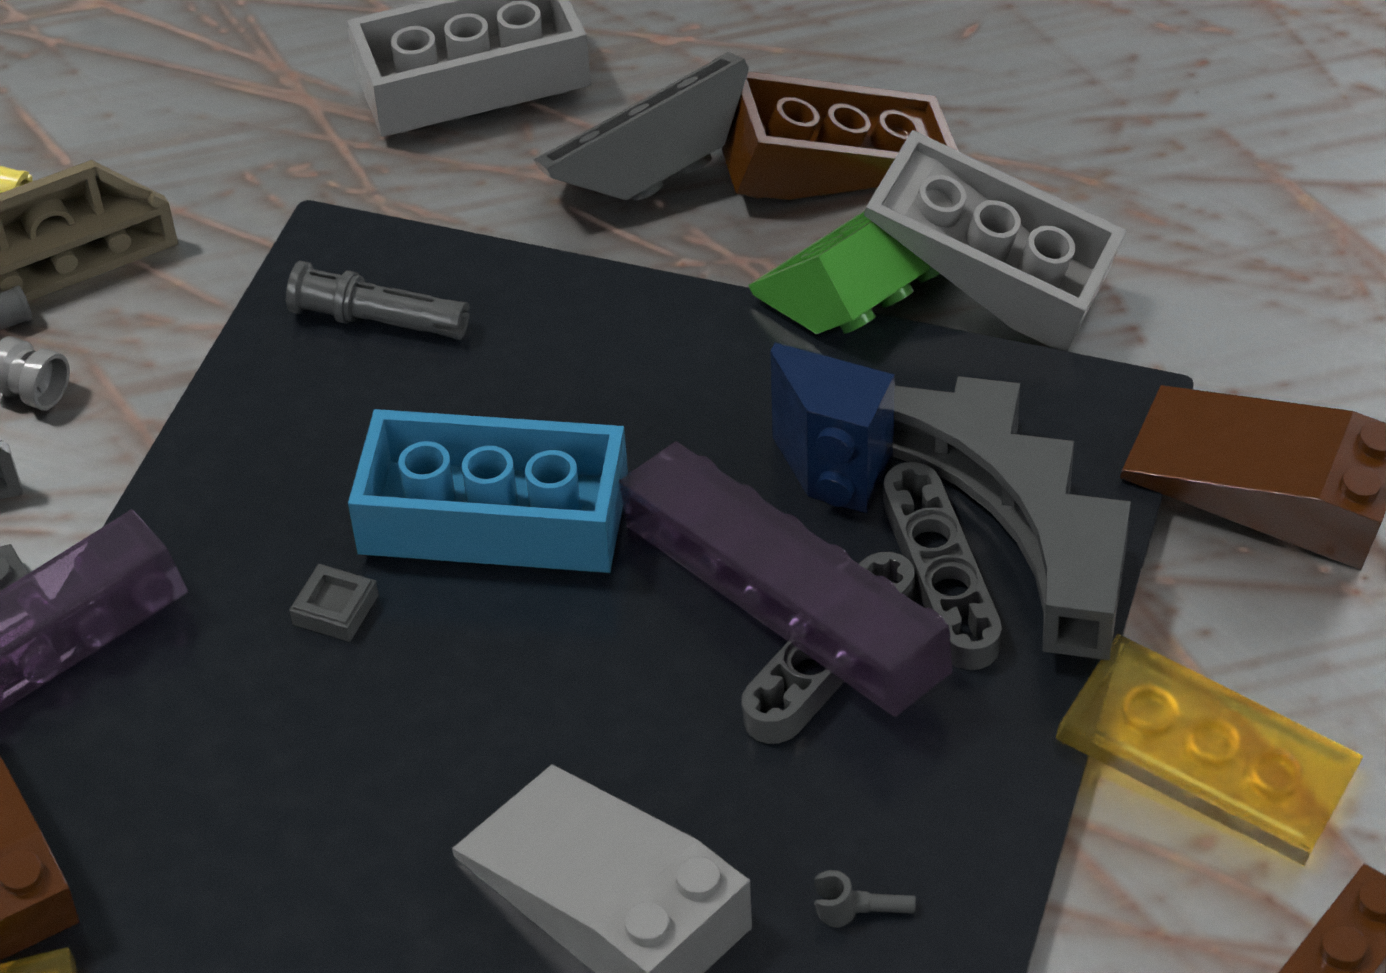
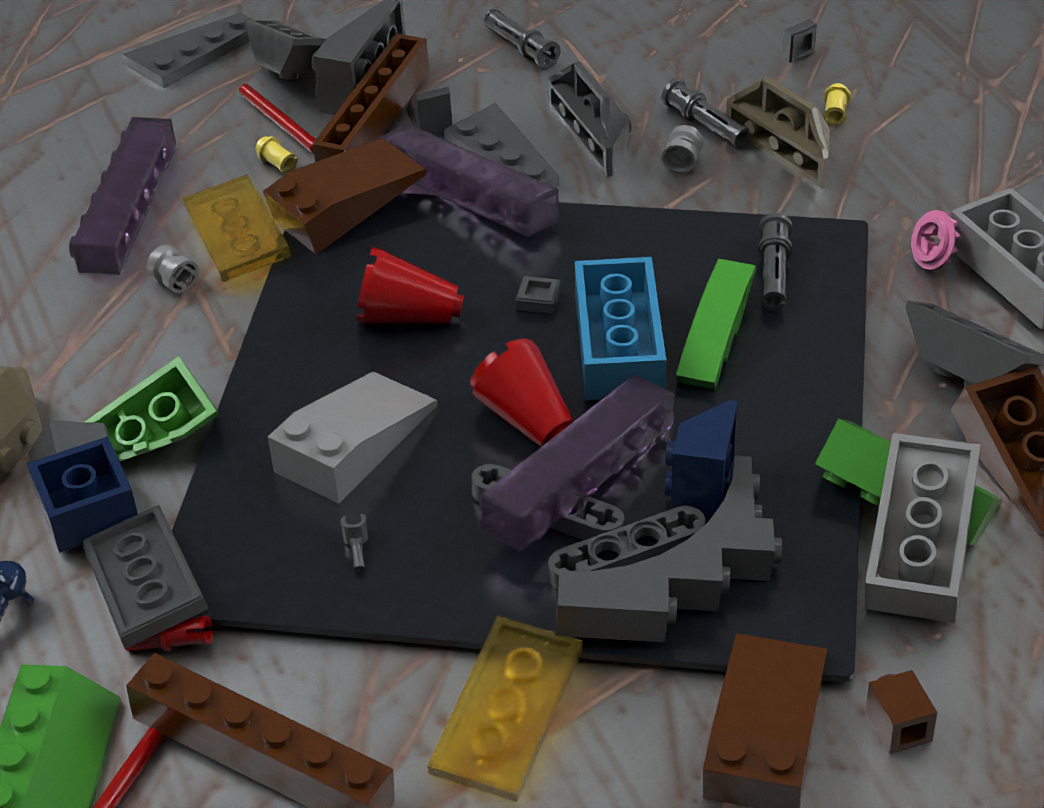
camera: 80 degrees right, 5 degrees down
(294, 776) = (405, 294): none -> red cone
(383, 154) = (924, 248): none -> bright pink gear
(489, 376) = (715, 324): none -> bright green slope
(615, 624) = (522, 391): none -> red cone
(1261, 342) = (900, 711): none -> reddish brown brick

